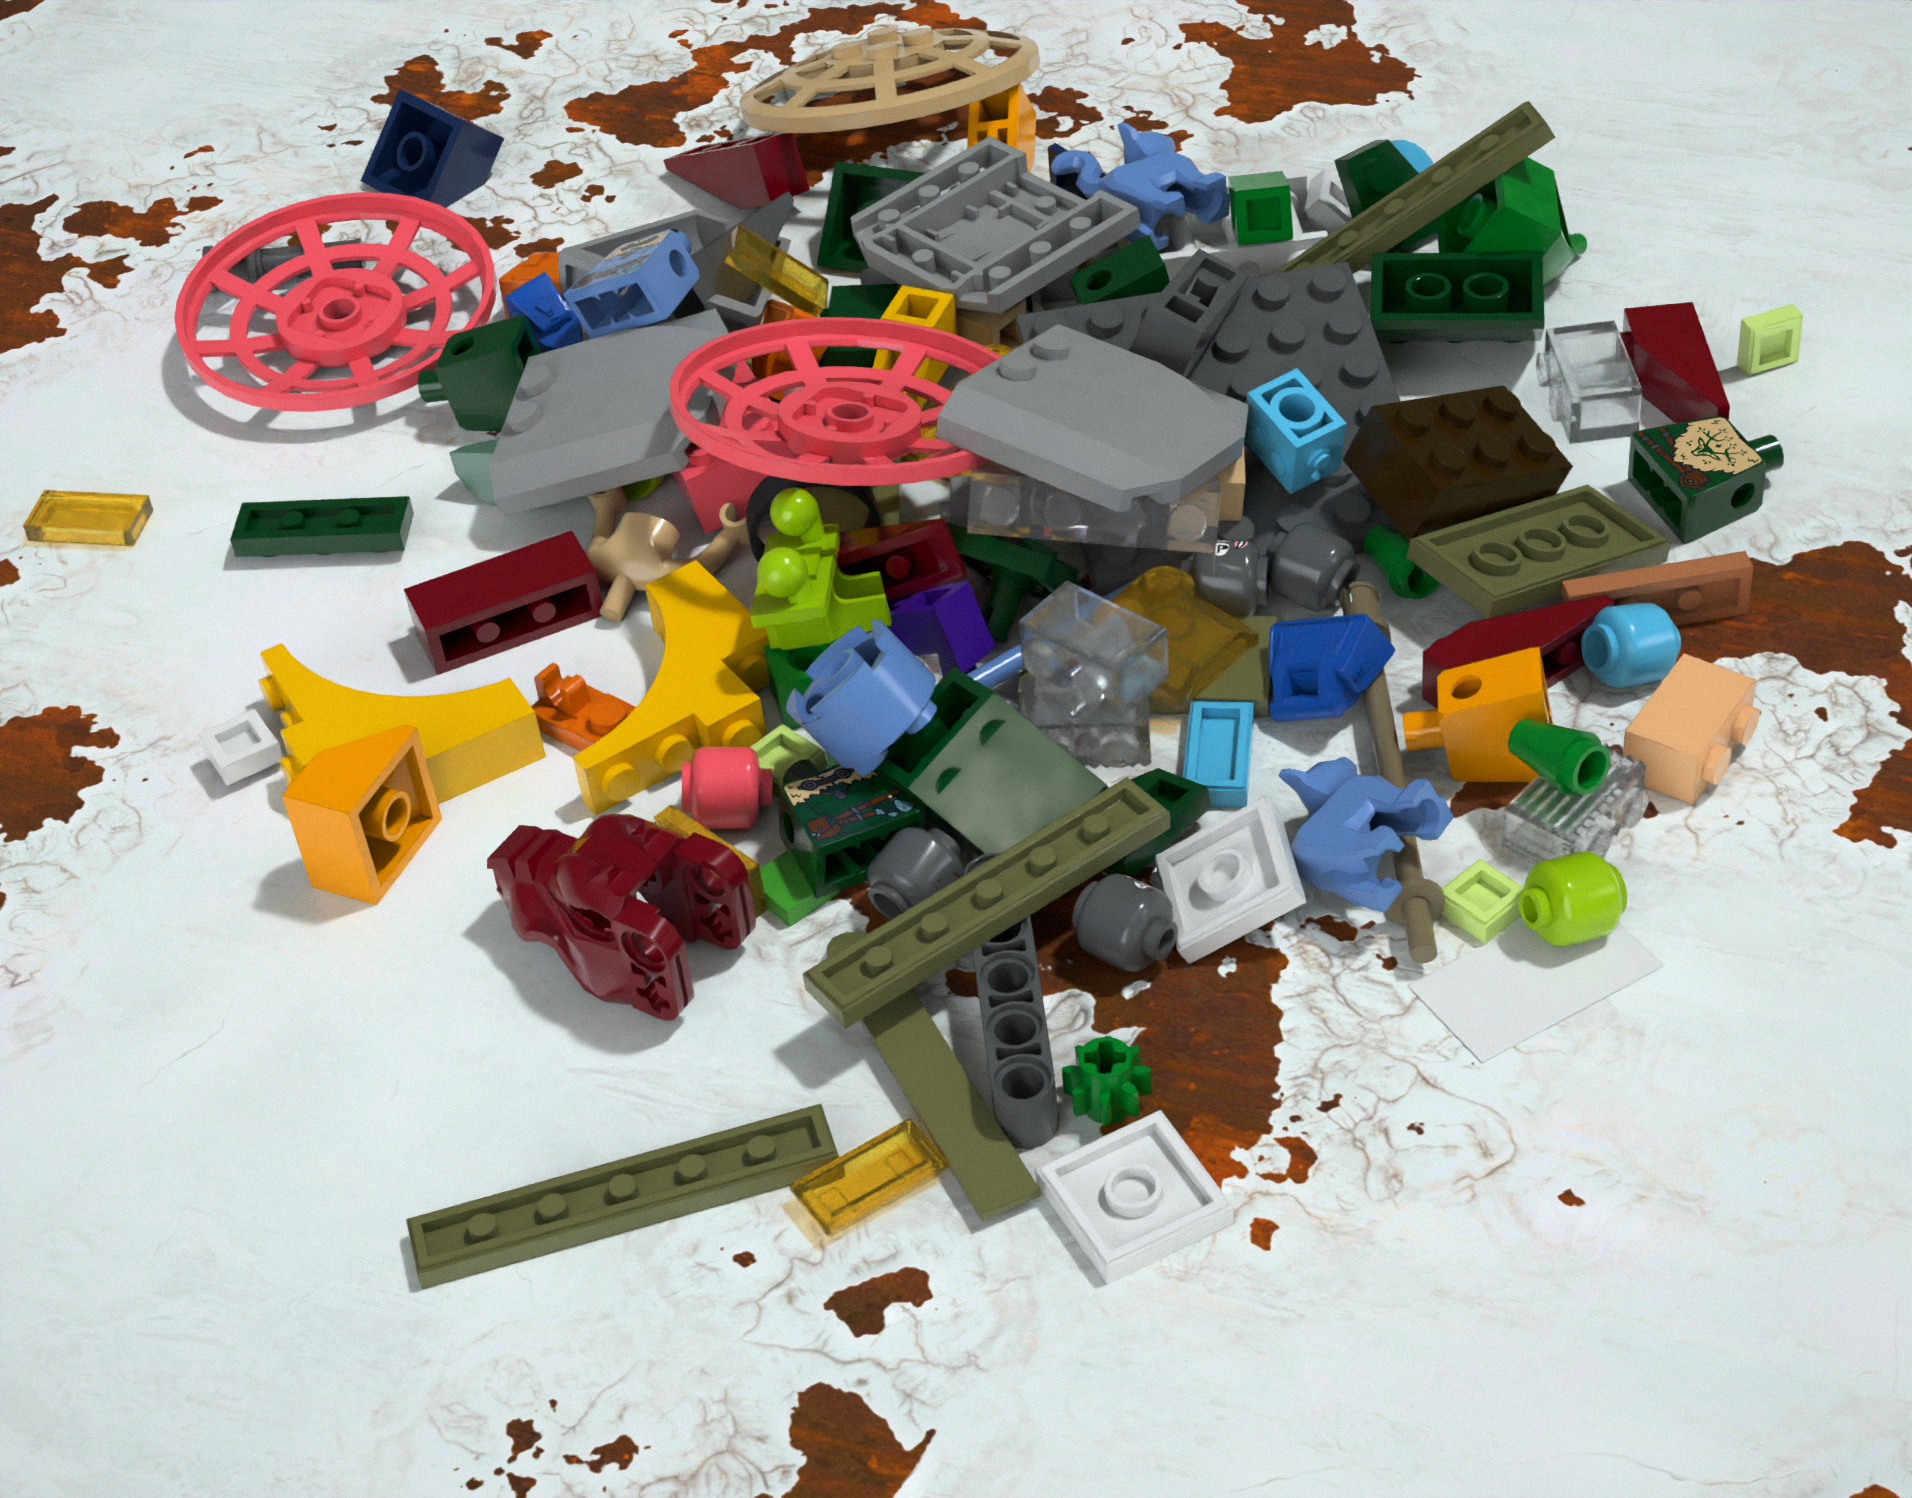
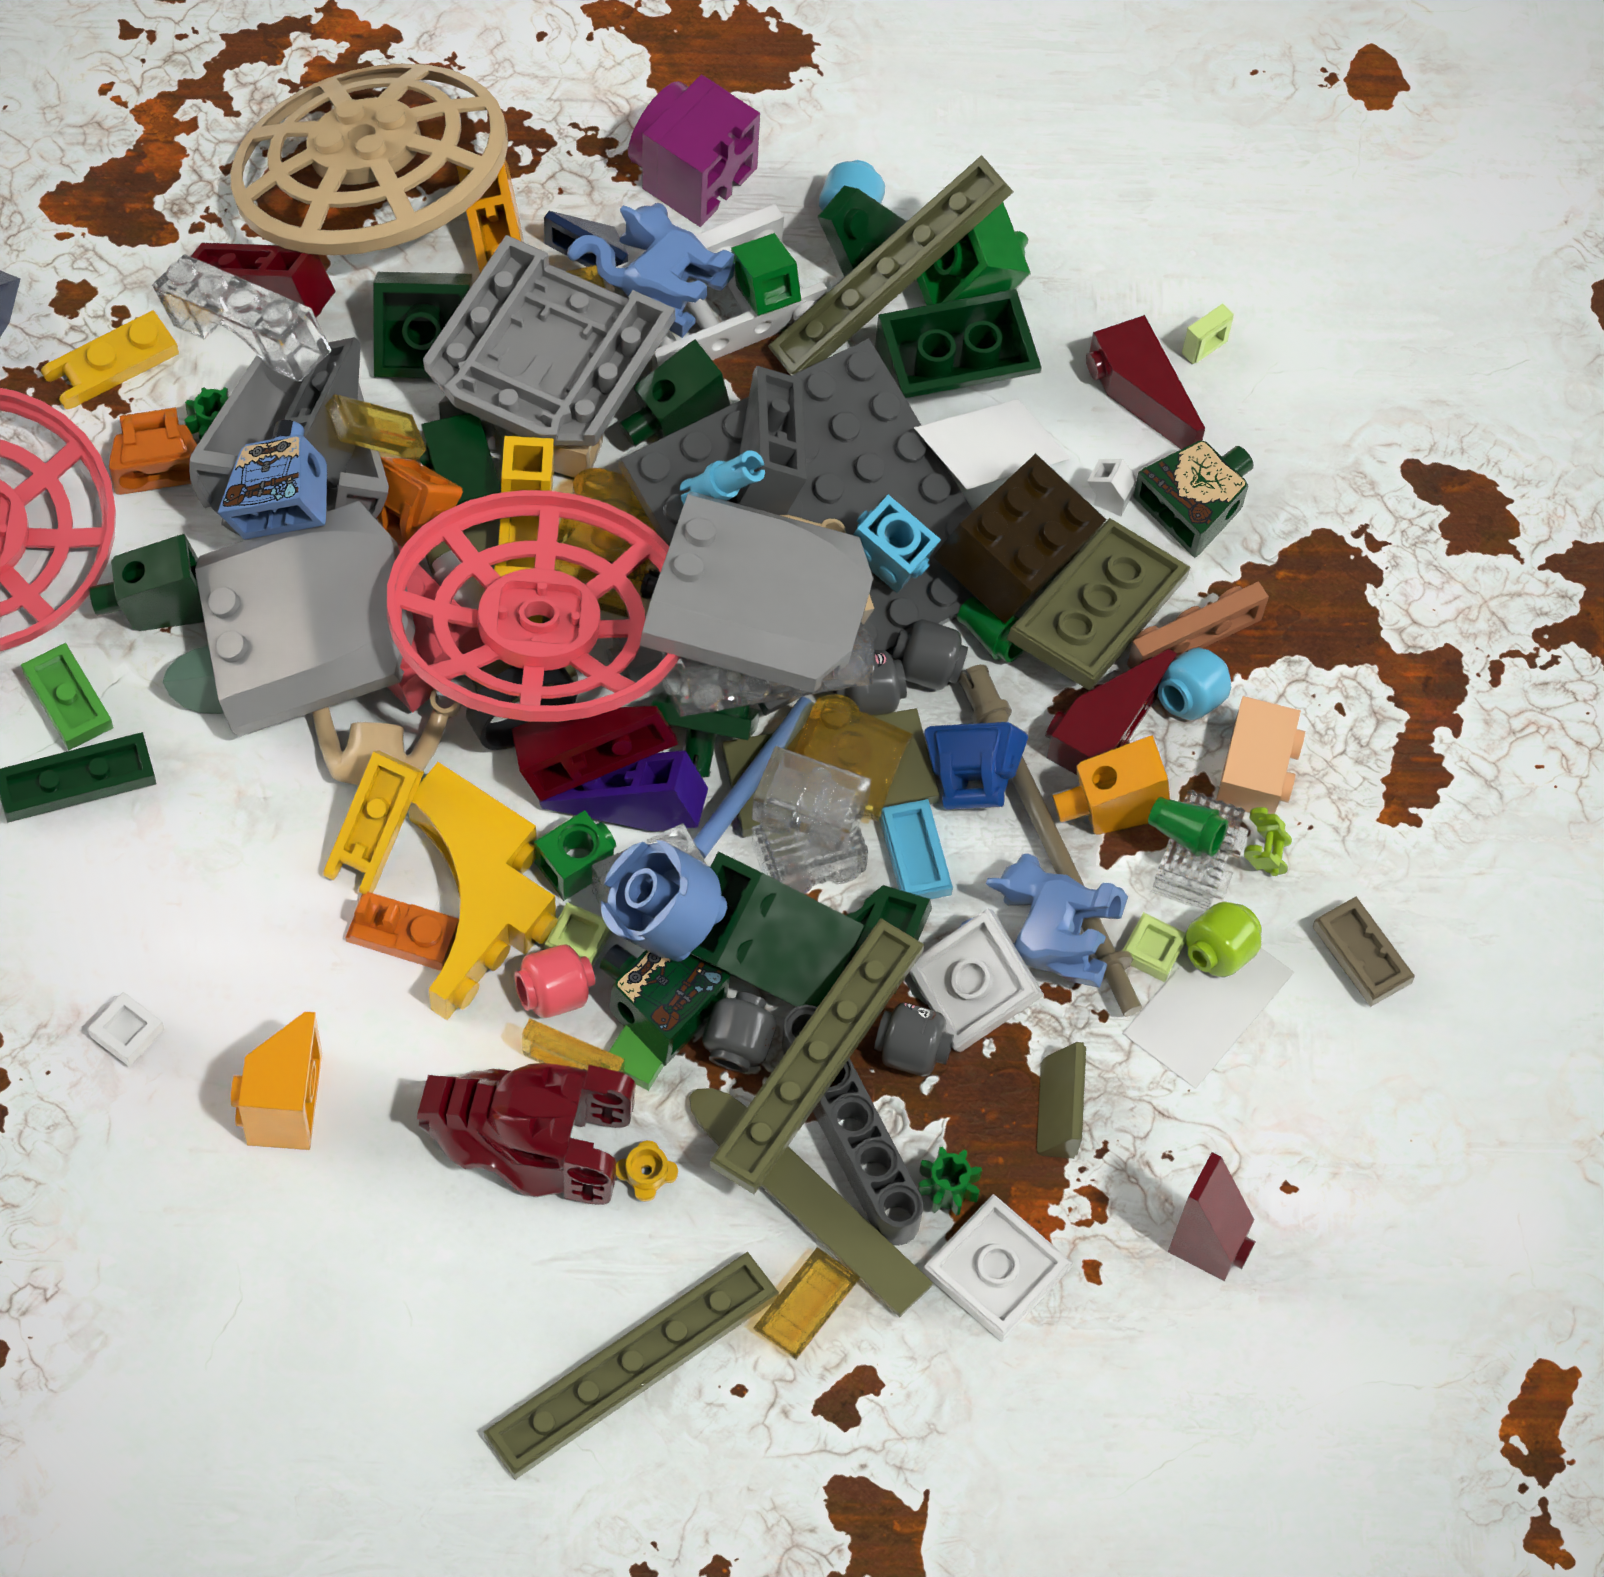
camera: 30 degrees left, 20 degrees up
(355, 458) = (67, 696): none -> bright green plate
(463, 734) = (223, 1002): yellow arch -> none
(504, 602) = (279, 829): dark red brick -> none
(547, 313) = (185, 513): blue piece -> none
(561, 218) = (112, 359): none -> yellow hinge
(600, 602) = (374, 819): none -> yellow hinge
(684, 166) = (273, 326): none -> clear arch
(741, 995) = (646, 1155): none -> yellow plate
(799, 585) = (561, 788): lime piece -> none
(1116, 318) = (724, 478): none -> medium azure pin
(1238, 108) = (695, 146): none -> magenta piece
(1296, 1034) = (1061, 1102): none -> olive slope
(1327, 202) = (806, 236): white plate -> none
(1427, 1175) = (1214, 1223): none -> slope
(1428, 377) = (990, 442): none -> white sticker
(1590, 382) = (1082, 407): clear brick -> none
(1601, 454) = (1112, 484): none -> white piece
(1680, 820) = (1274, 833): none -> lime piece
(1763, 953) = (1363, 951): none -> dark tan plate

